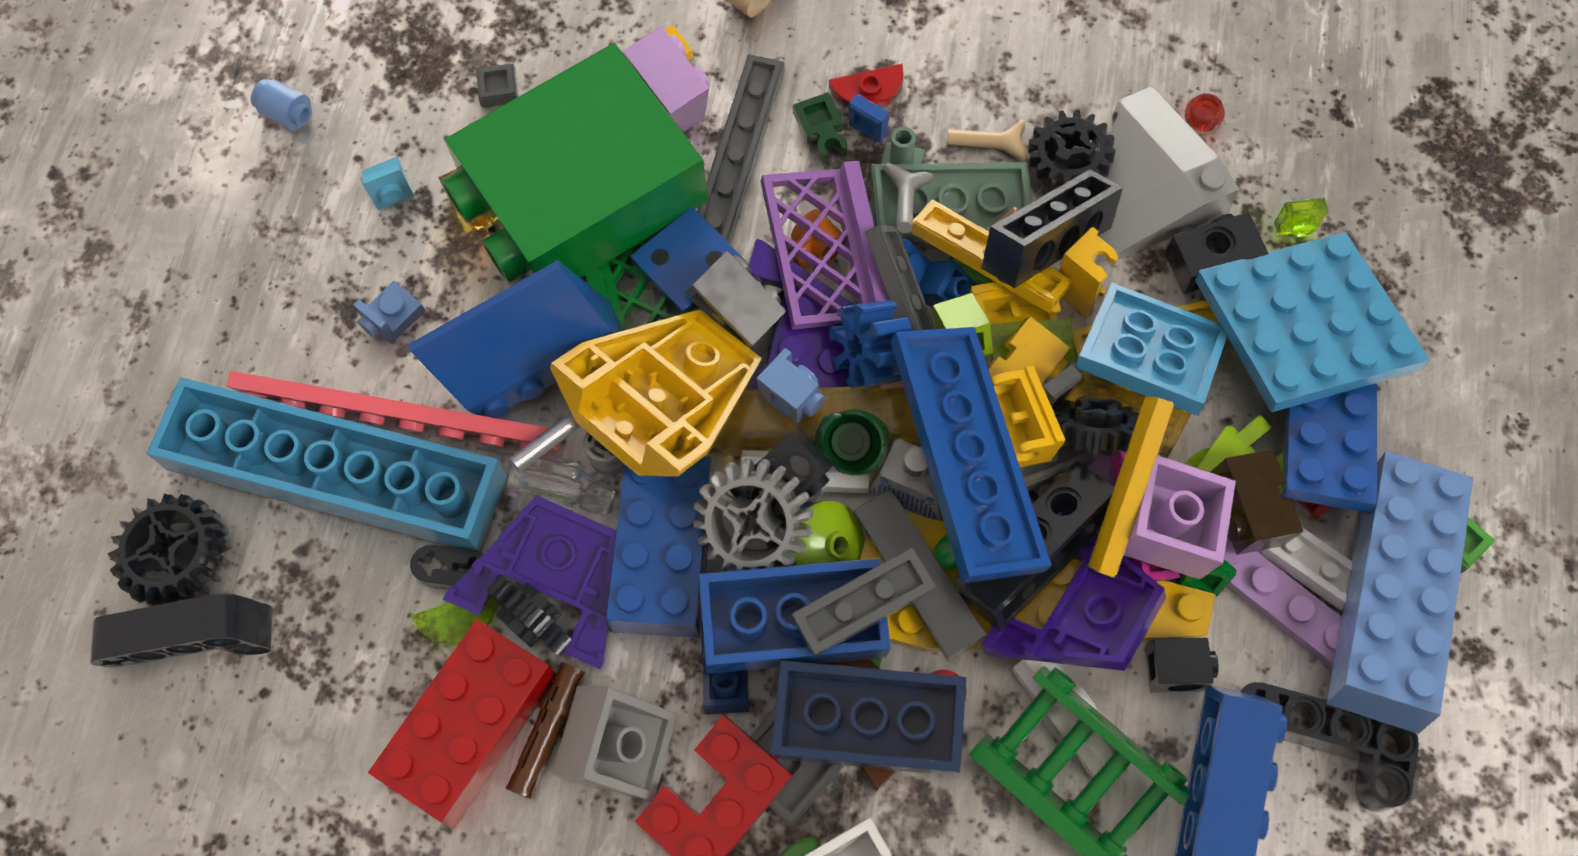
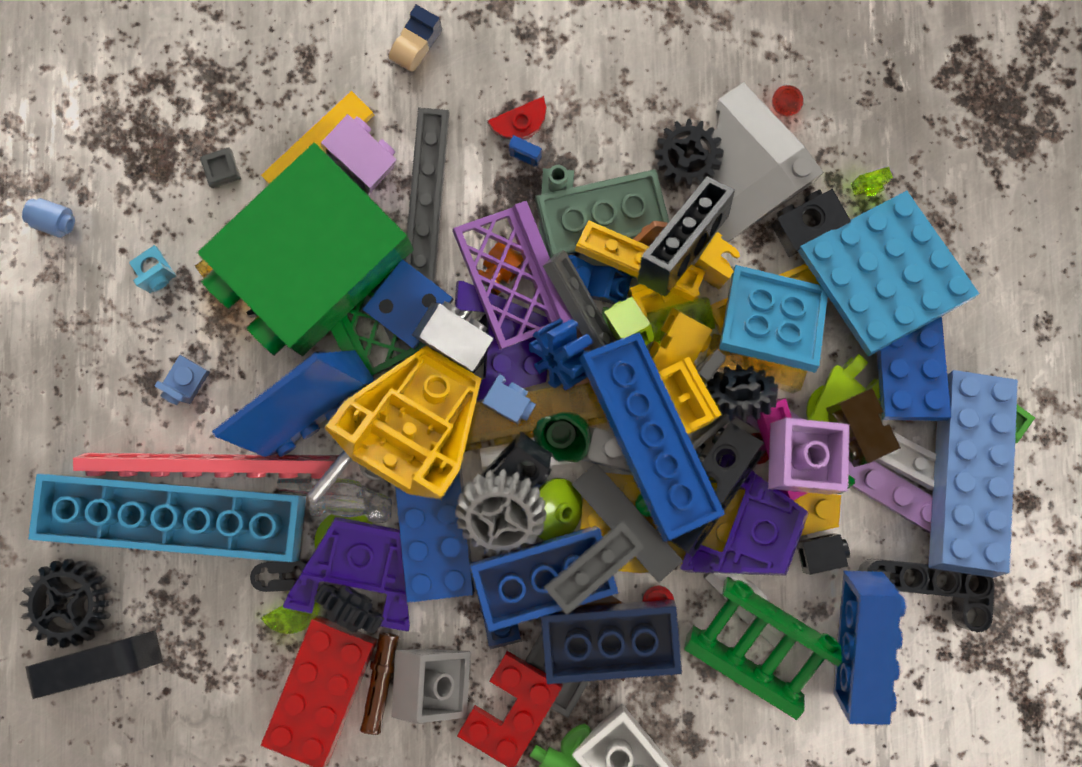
camera: 15 degrees left, 15 degrees up
(821, 122) = (487, 160): dark green plate -> none
(906, 185) = (566, 210): light grey piece -> none
(1006, 141) = (637, 150): tan piece -> none
(1131, 485) = (774, 443): yellow tile -> none

